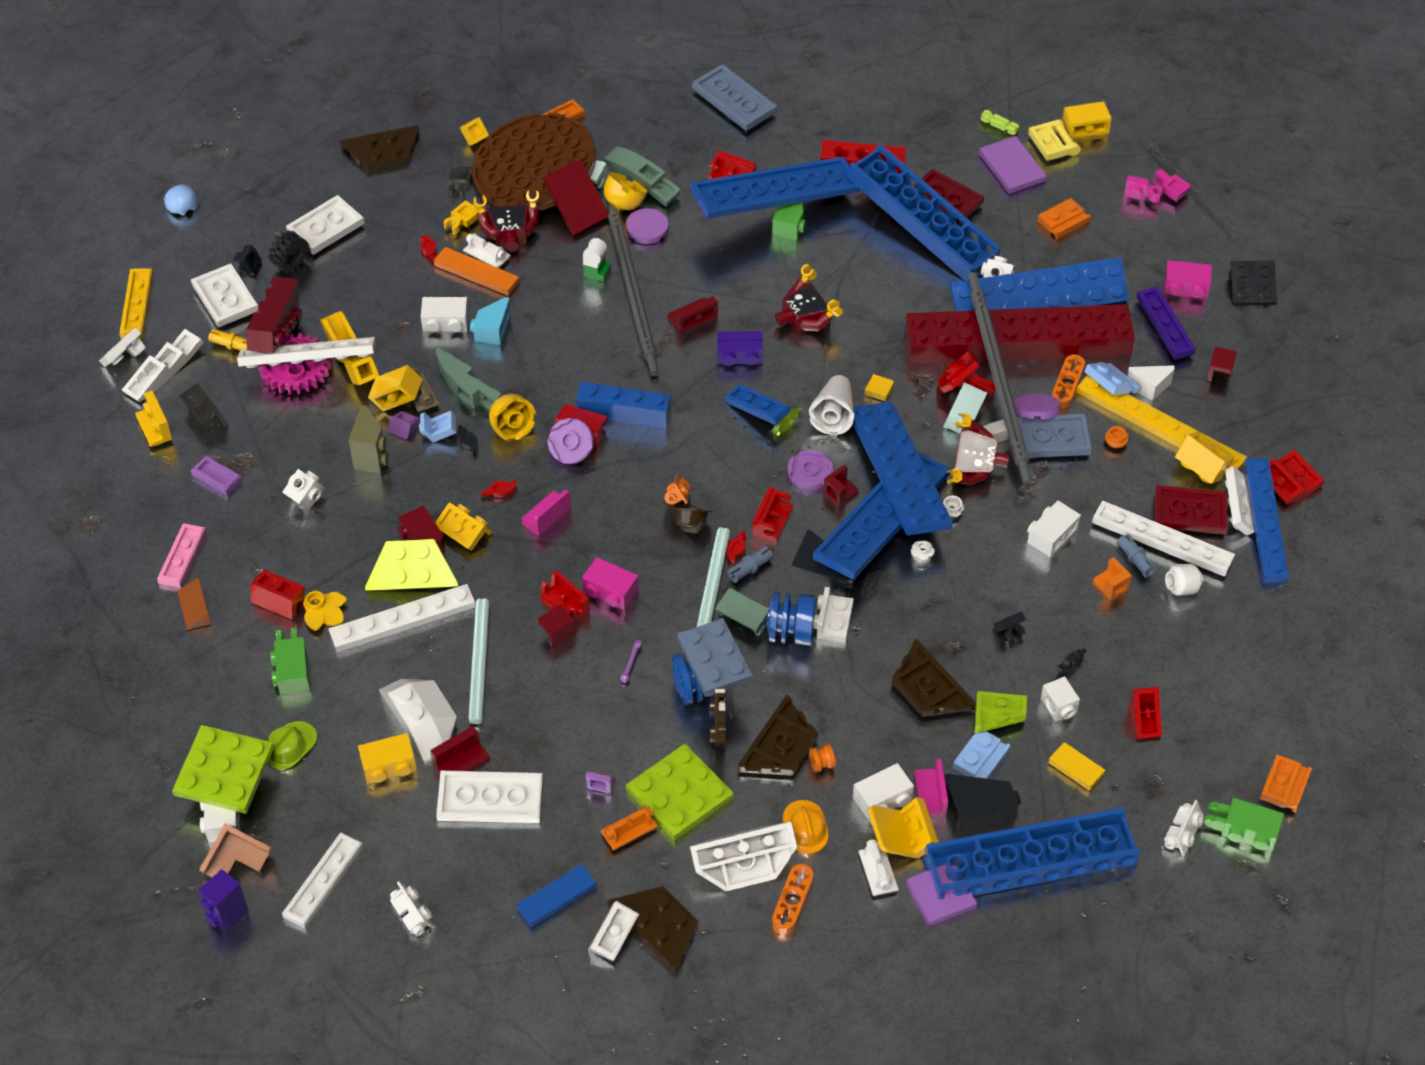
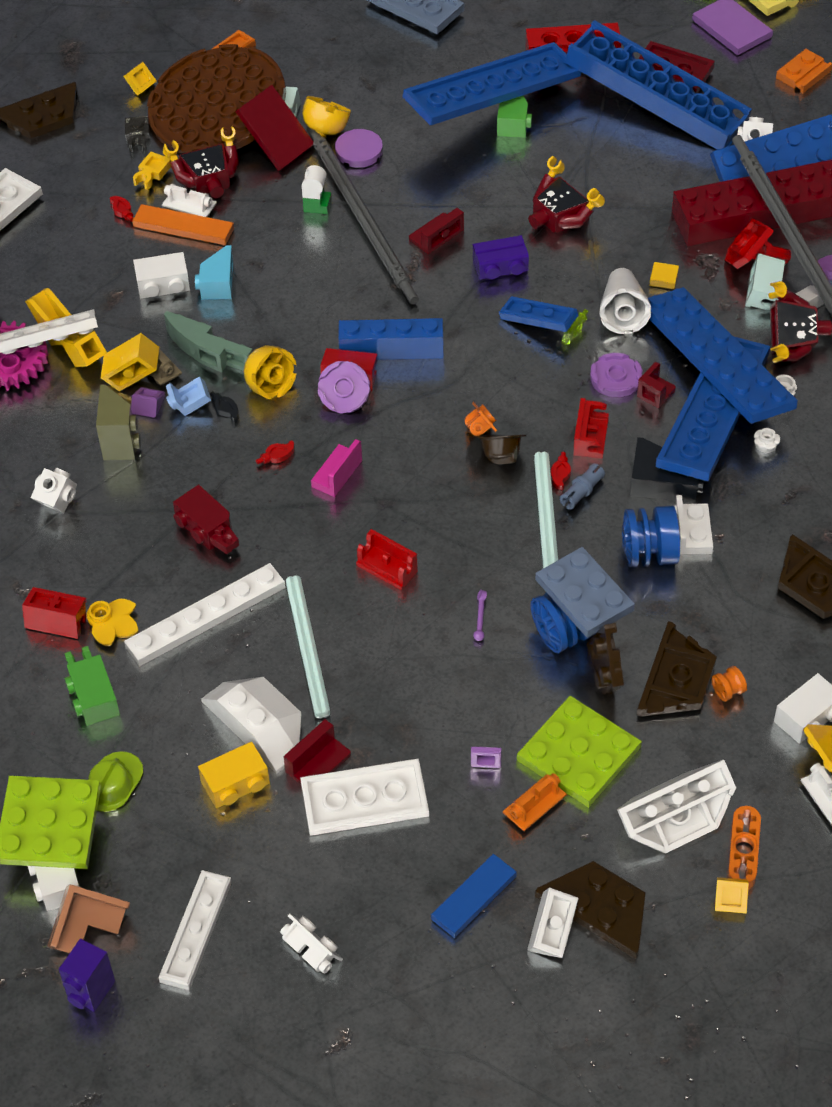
camera: 10 degrees left, 0 degrees up
(411, 566) = (202, 554): neon yellow wing -> none
(461, 527) = (246, 500): yellow bracket -> none
(558, 625) = (389, 589): dark red panel -> none
(610, 583) = (433, 534): dark pink brick -> none
(644, 172) = (341, 91): sand green slope -> none
(726, 164) = (429, 69): red hinge -> none
(743, 611) = (592, 537): sand green hinge -> none
(768, 936) = (731, 895): none -> yellow plate
(808, 825) = (738, 758): light orange piece -> none

